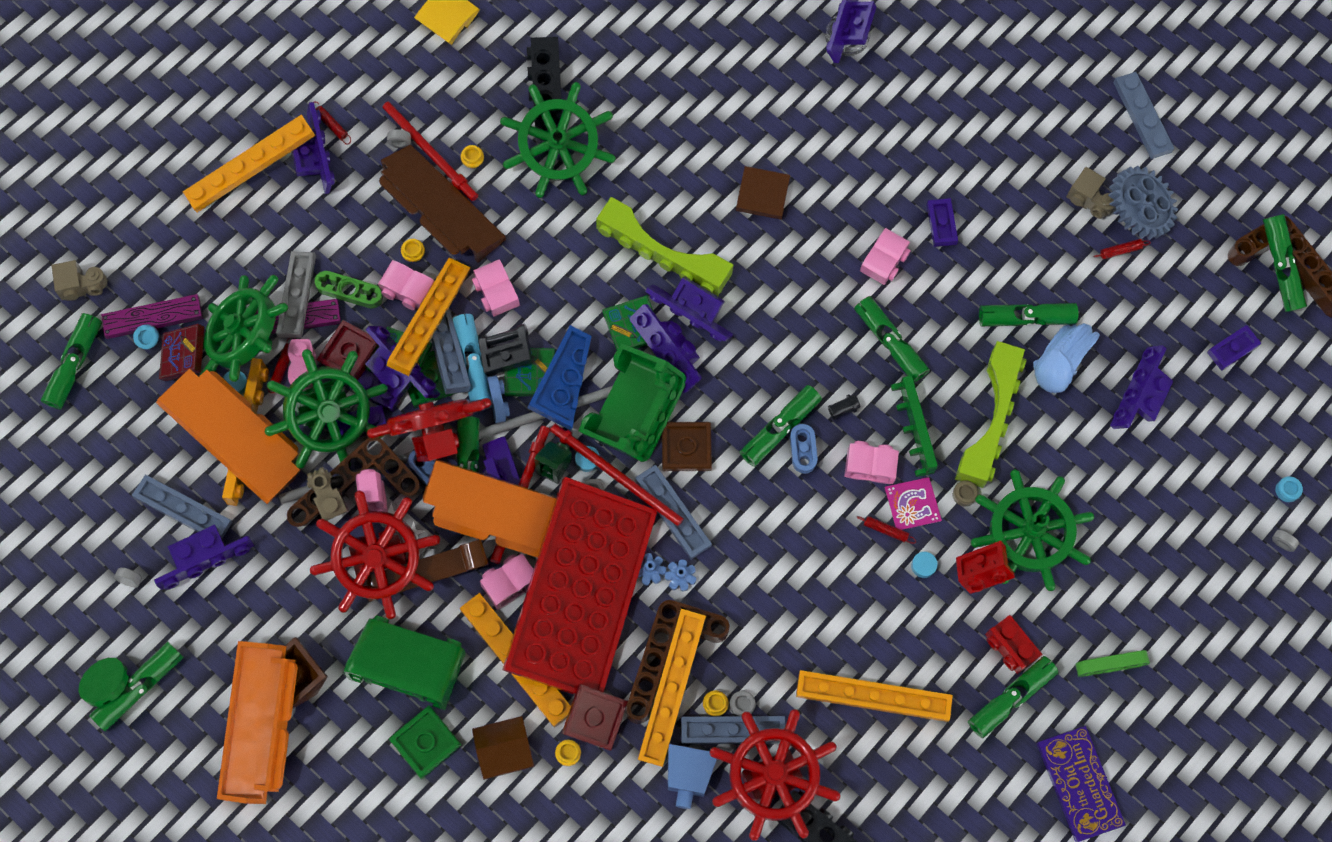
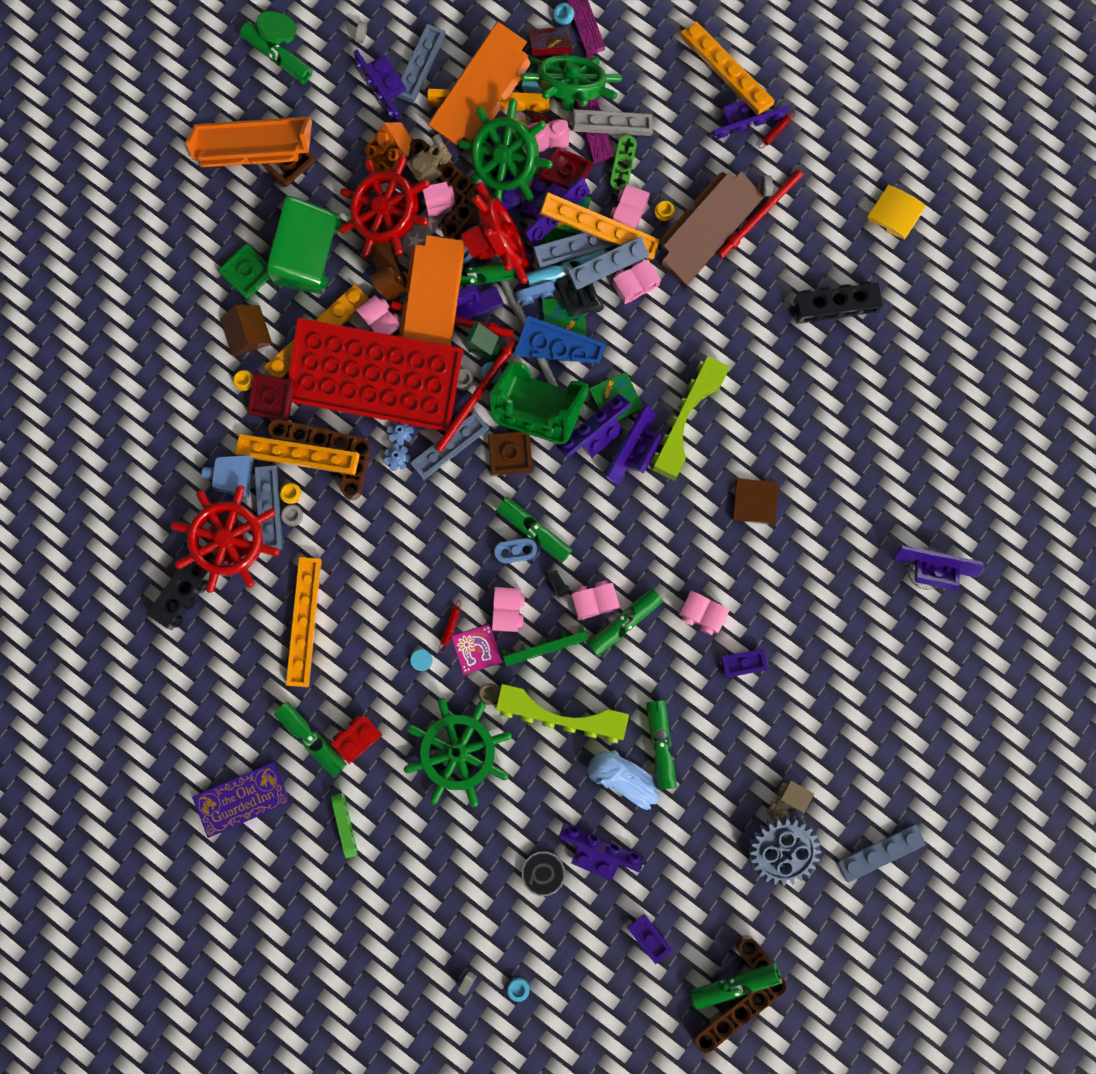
camera: 85 degrees right, 10 degrees up
(292, 551) = (388, 145): none -> orange slope
(472, 156) = (759, 249): yellow plate -> none
(474, 312) = (608, 263): none -> sand blue plate
(557, 139) = (779, 315): green piece -> none
(866, 368) = (595, 600): none -> bright pink brick
(984, 567) = (418, 709): red bracket -> none
(1122, 249) = (738, 832): red piece -> none
(1165, 451) = (543, 873): none -> black tile

